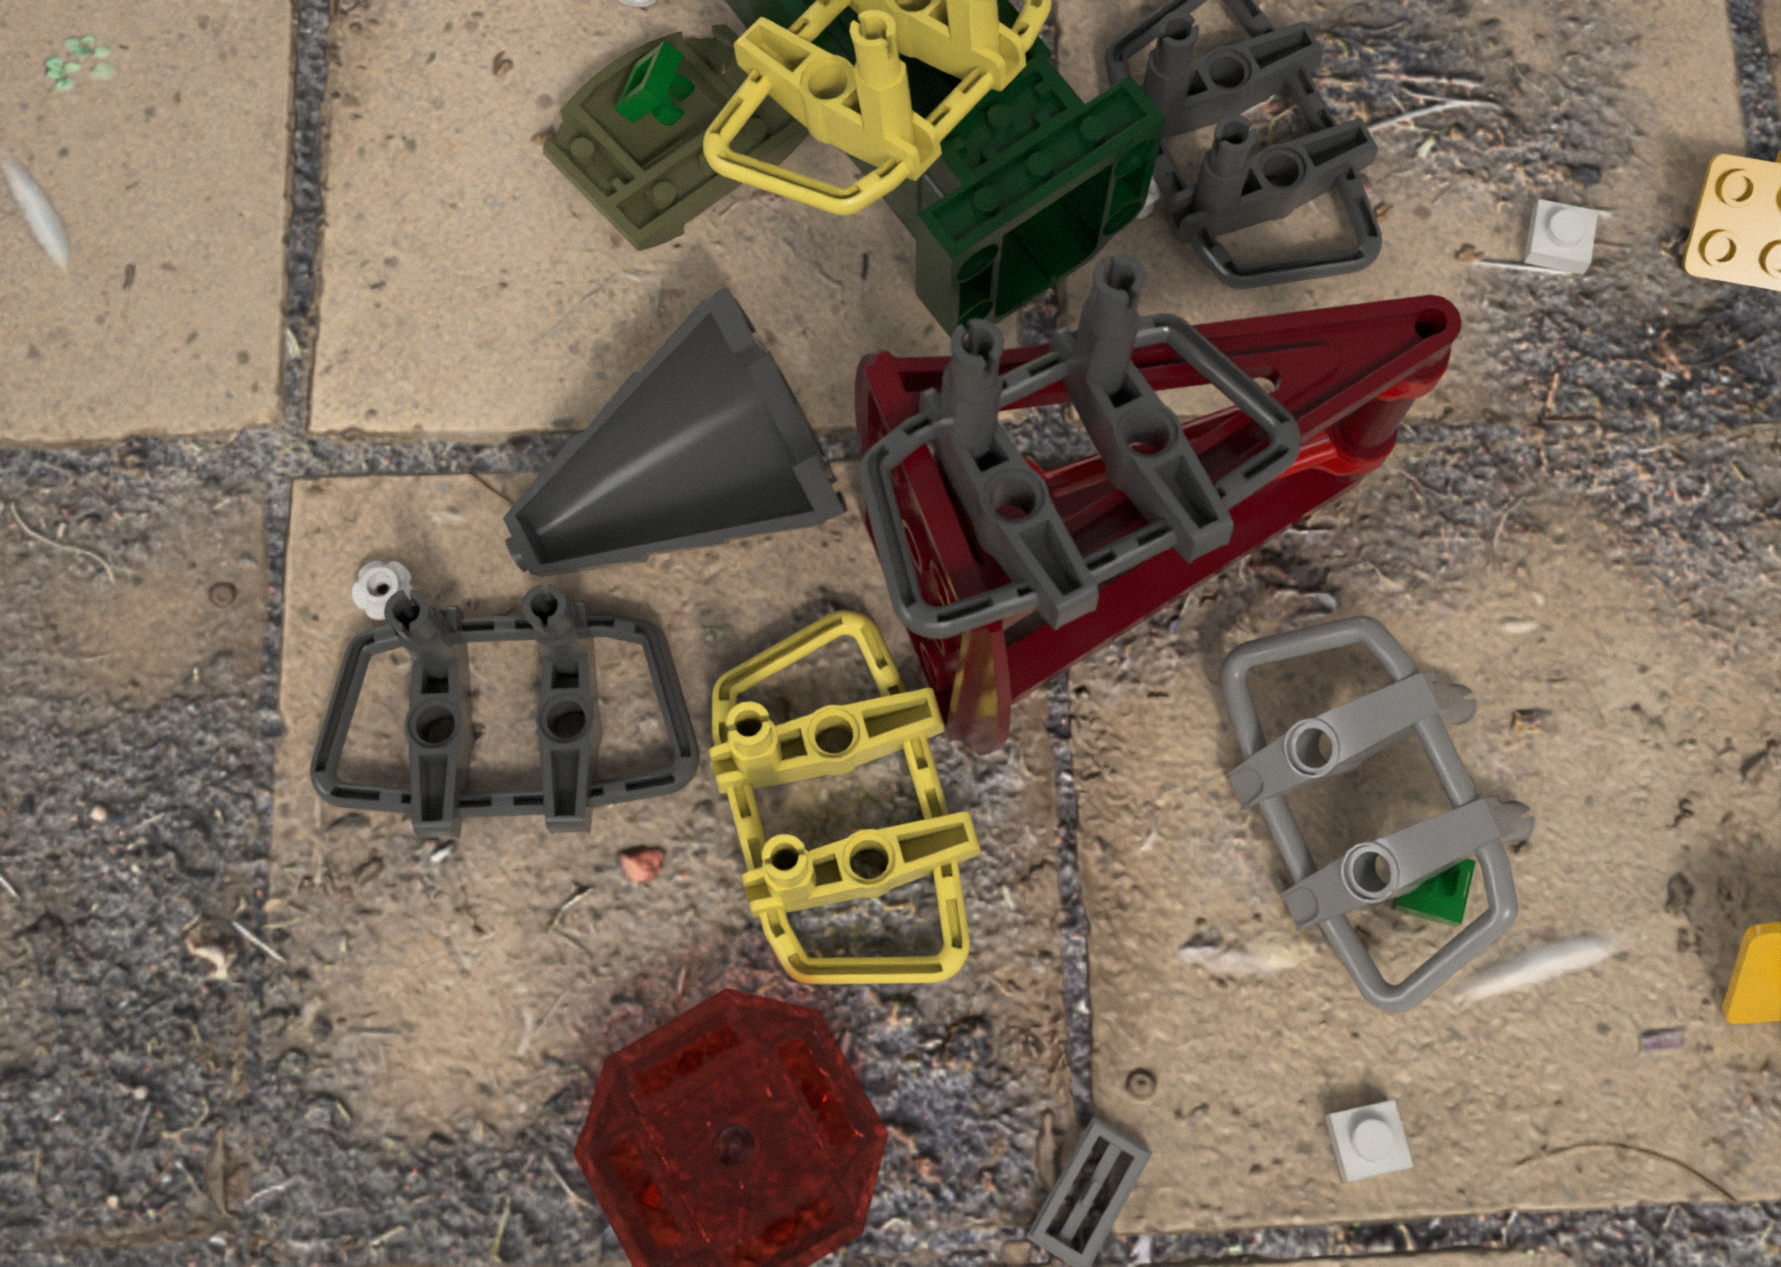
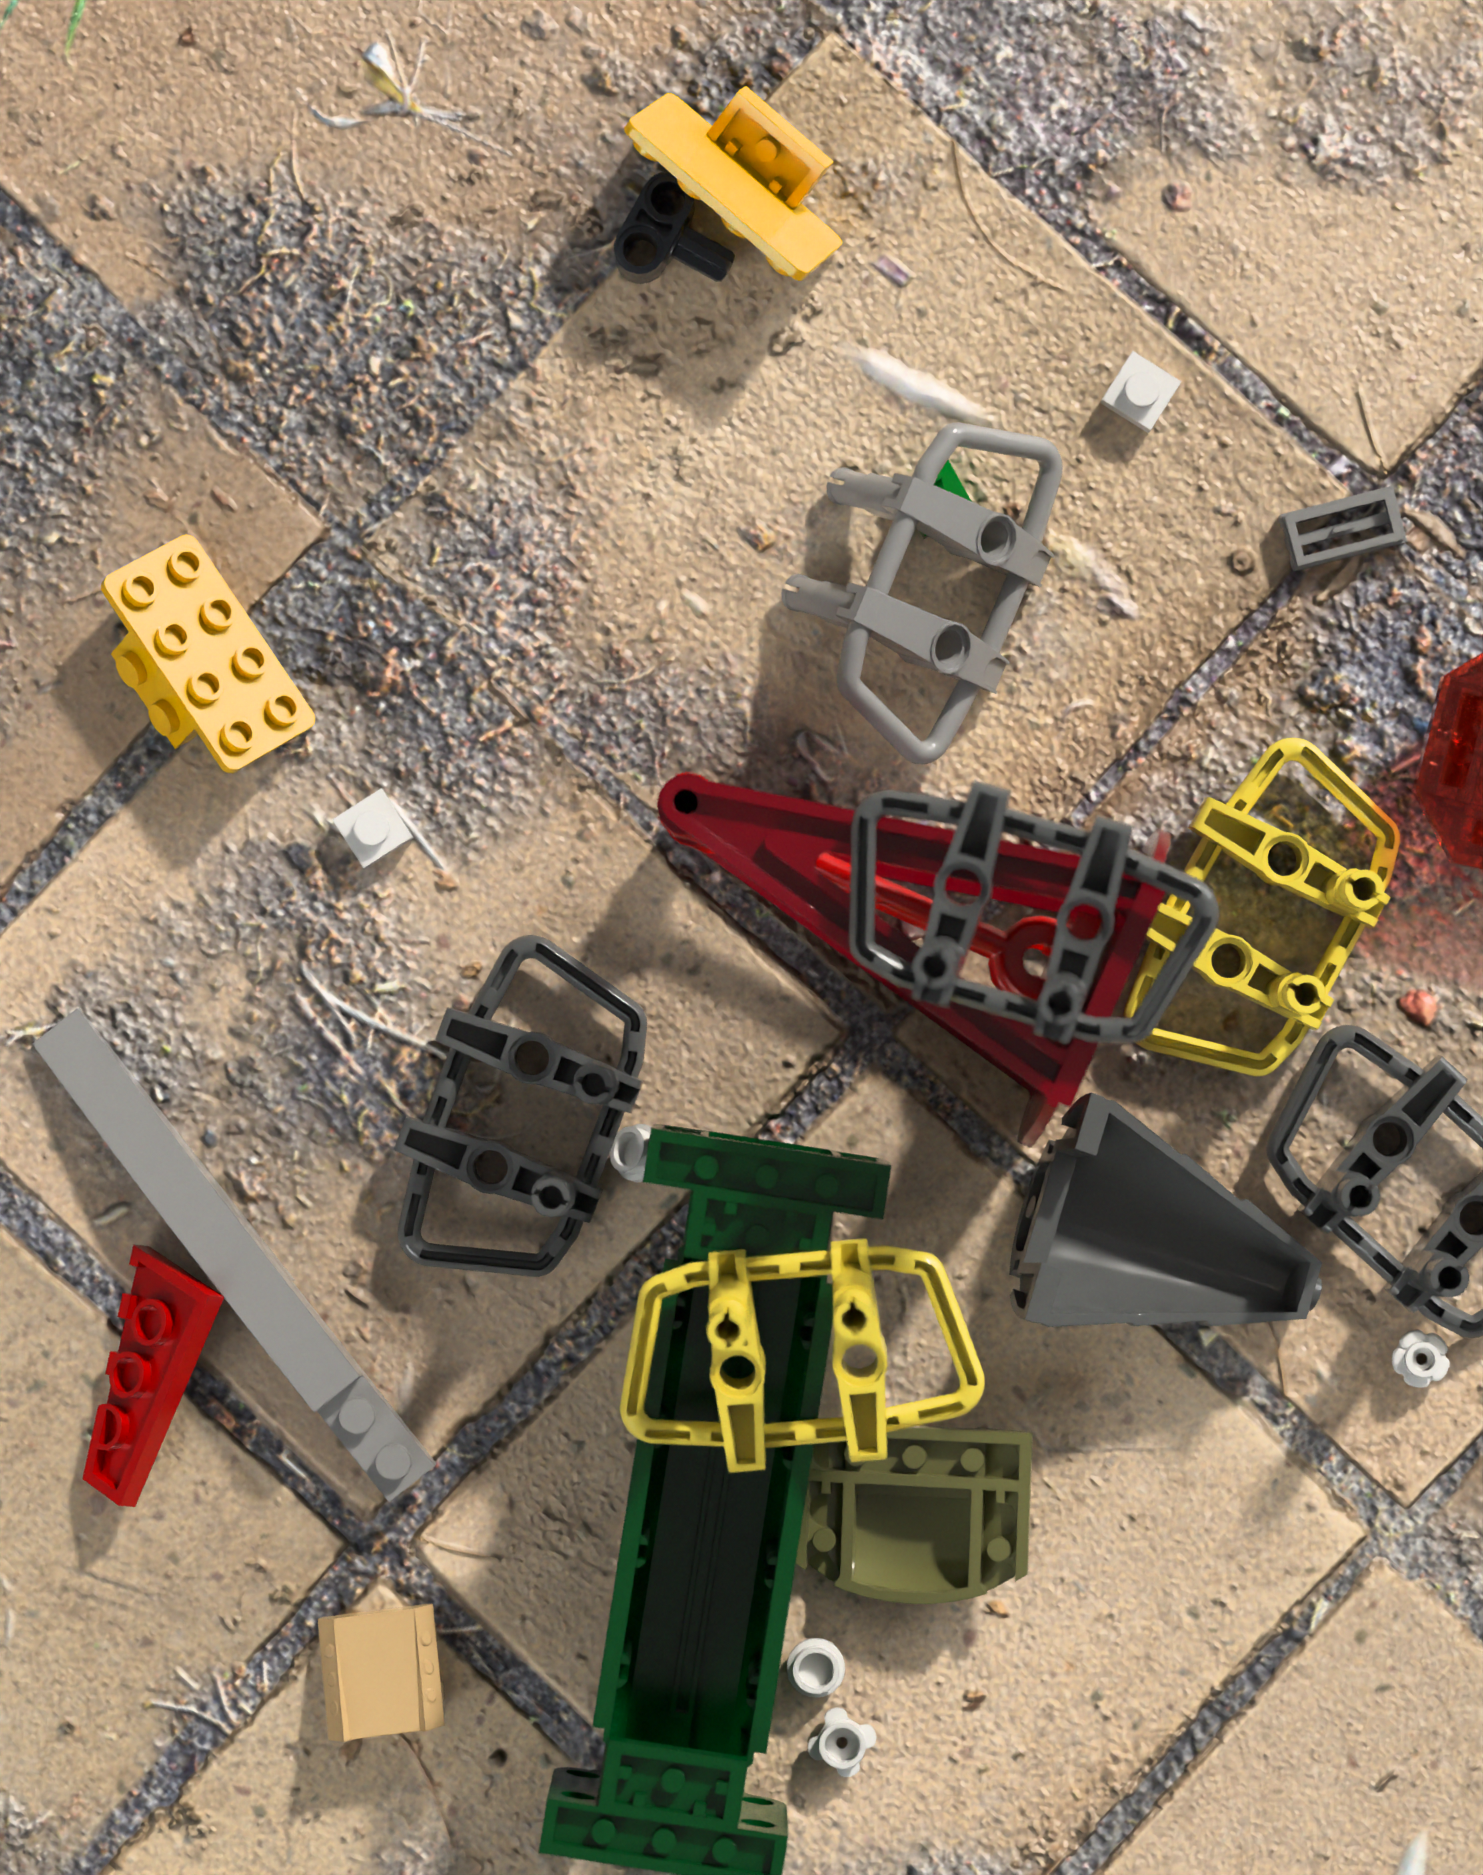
camera: 140 degrees left, 15 degrees up
(651, 84) = (909, 1547): green tile -> none

